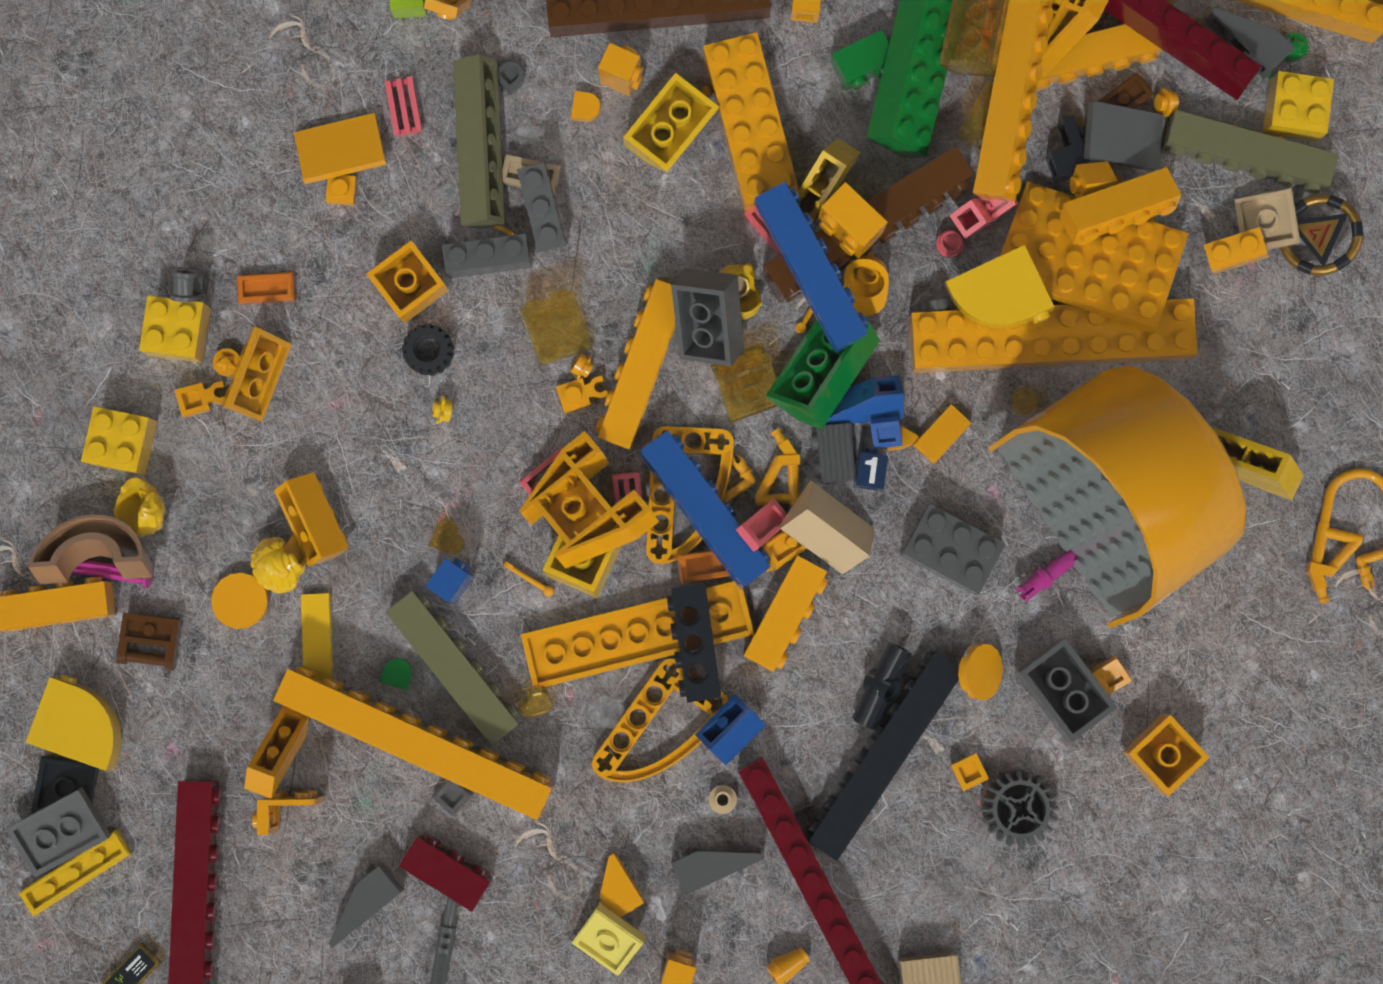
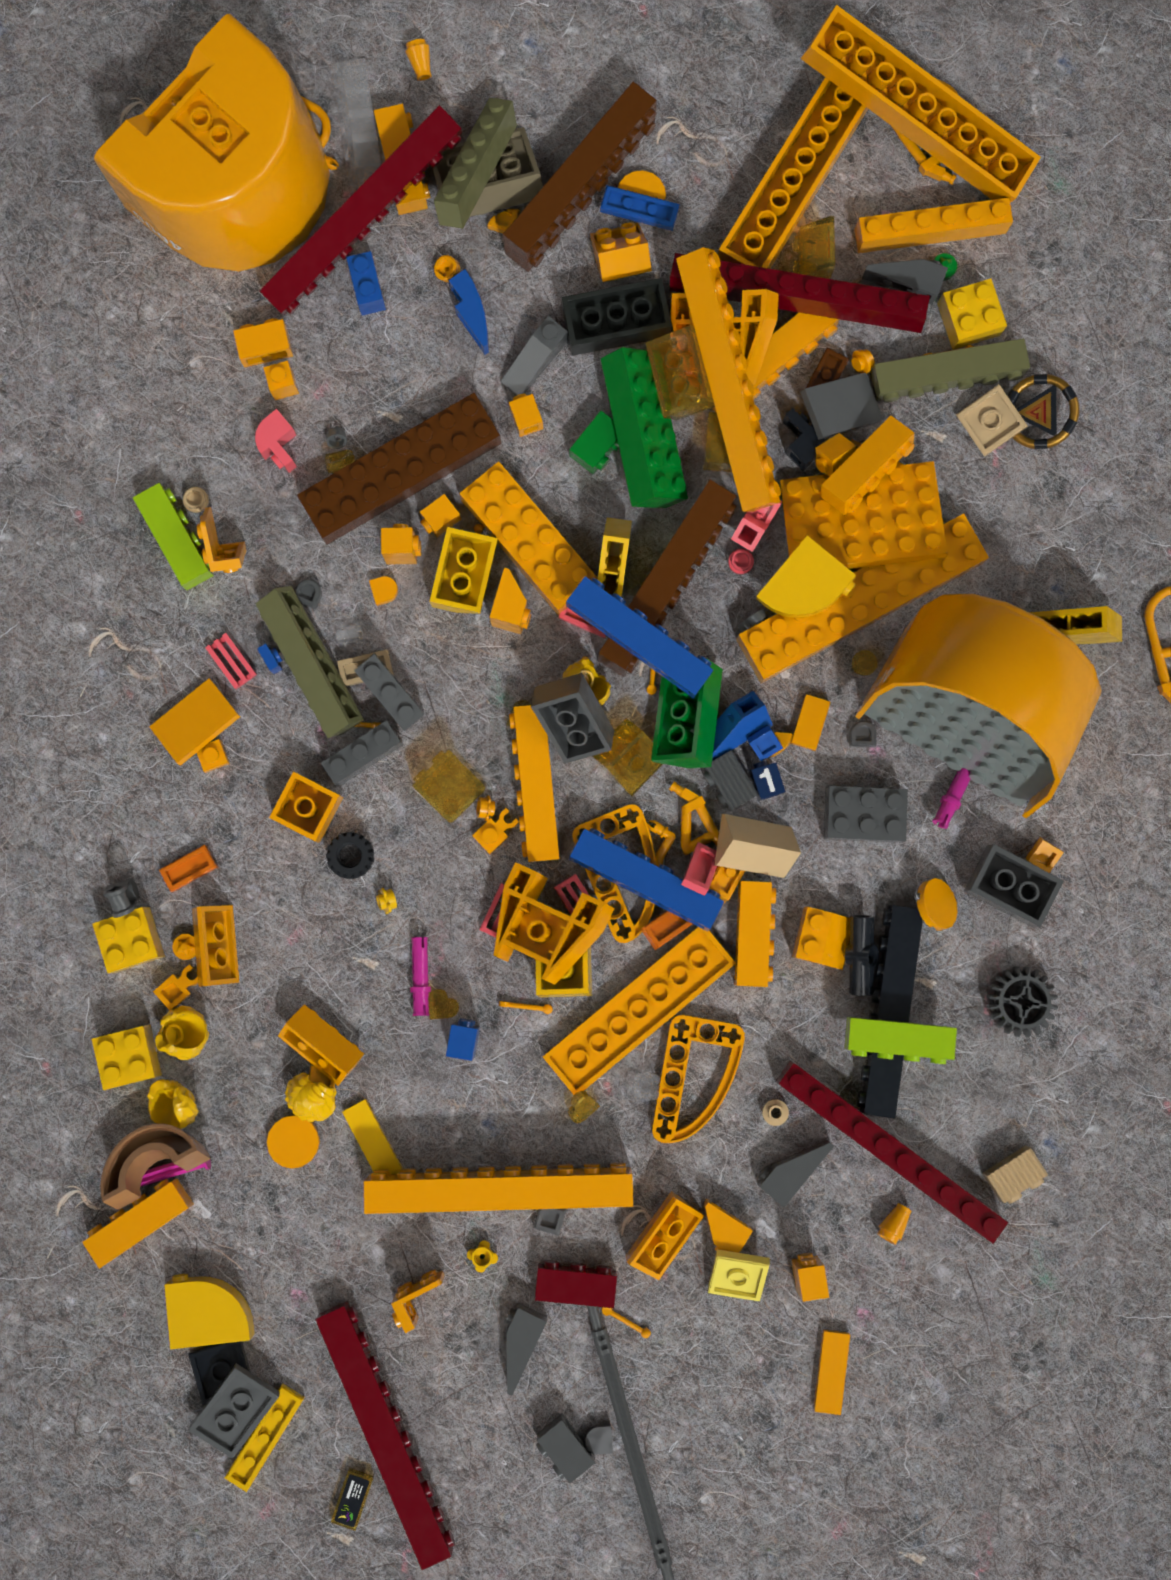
camera: 30 degrees left, 0 degrees up
(149, 631) = (229, 1204): reddish brown plate -> none
(183, 443) = (182, 1033): none -> yellow hair
(276, 752) = (387, 1256): light orange brick -> none
(361, 800) = (482, 1264): none -> yellow plate
(397, 674) = (454, 1139): green tile -> none
(439, 499) = (420, 976): none -> dark pink pin
(443, 121) = (271, 658): none -> blue plate
(453, 667) = (500, 1111): olive brick -> none
(491, 951) = (645, 1332): none -> light orange hinge
(555, 867) = (664, 1236): none -> light orange slope
(673, 59) = (439, 516): none -> light orange brick
(695, 597) = (720, 1024): black brick -> none
(699, 179) = (510, 606): none -> light orange slope
(730, 729) = (754, 1052): blue brick -> none
(851, 221) = (655, 583): light orange brick -> none
(851, 651) = (822, 938): none -> light orange slope
(868, 282) = (690, 626): light orange piece -> none
(879, 784) = (900, 1038): none -> lime brick
(969, 772) = (966, 991): light orange plate -> none
(988, 471) = (862, 735): none -> flat silver tile
(1165, 754) = (1120, 900): light orange brick -> none
(1236, 250) = (979, 457): light orange brick -> none

